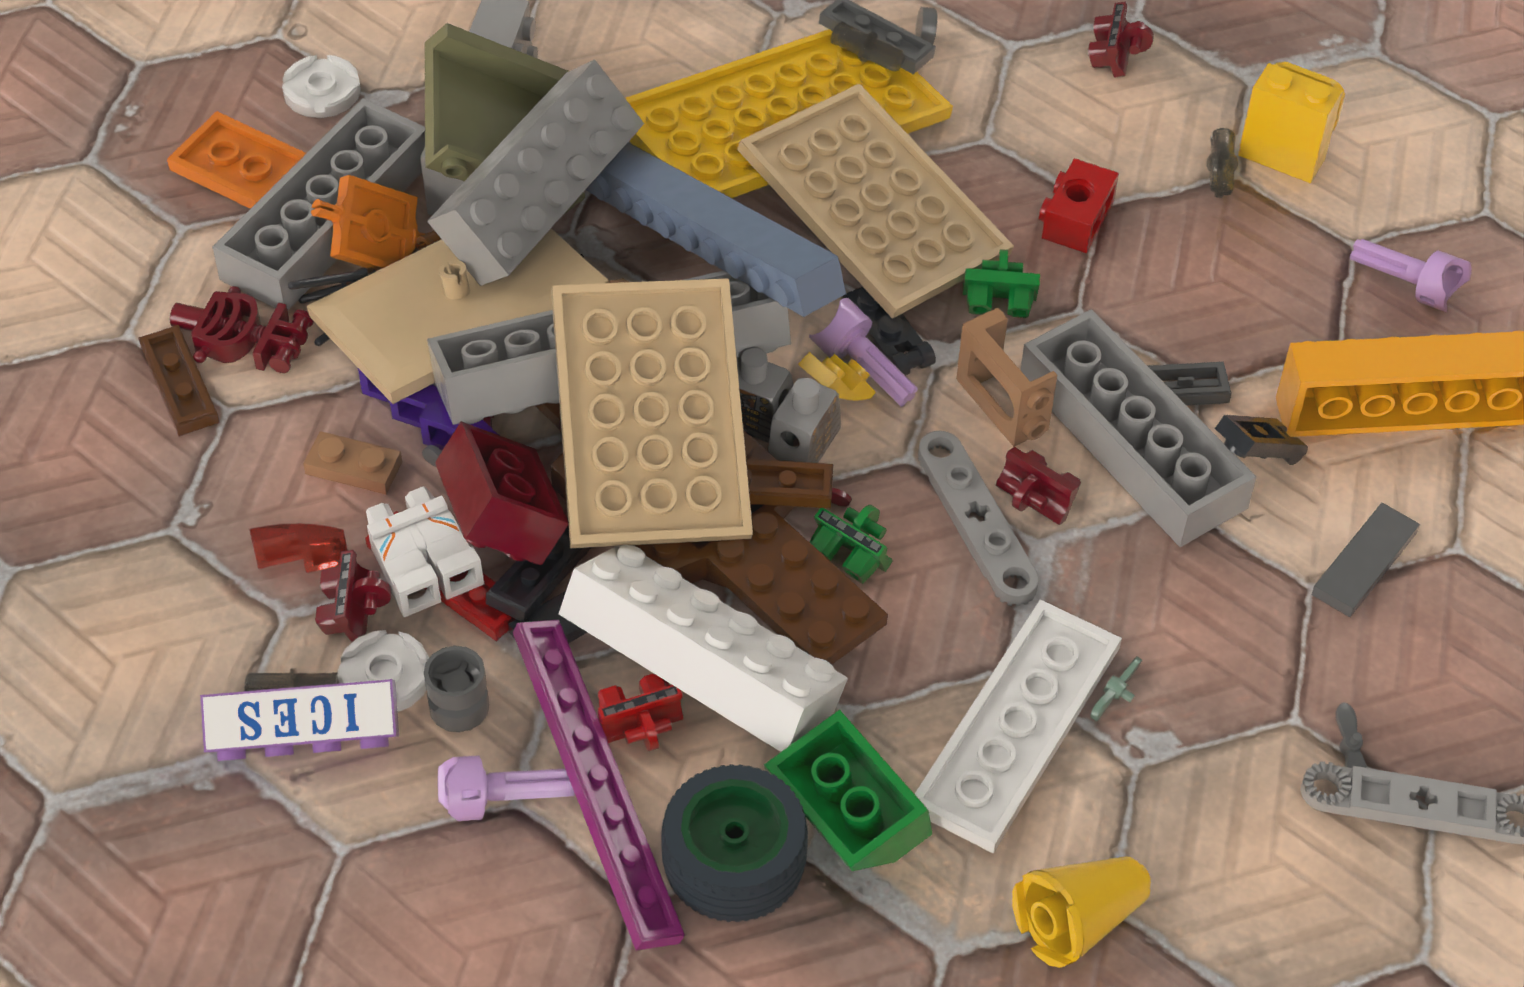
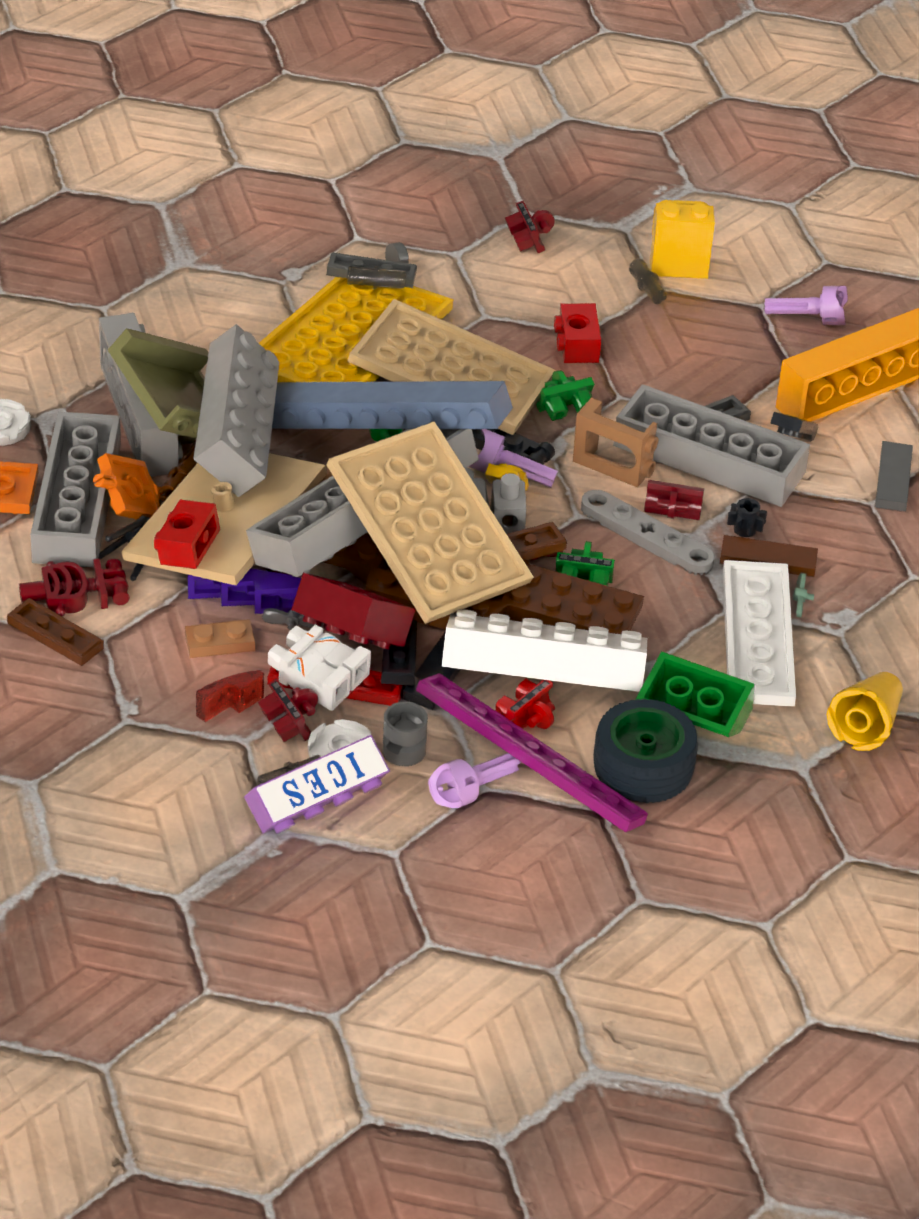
camera: 30 degrees left, 10 degrees down
(372, 315) = (187, 534): none -> red brick
(1108, 608) = (799, 558): none -> reddish brown tile
(1116, 547) = (747, 517): none -> black gear

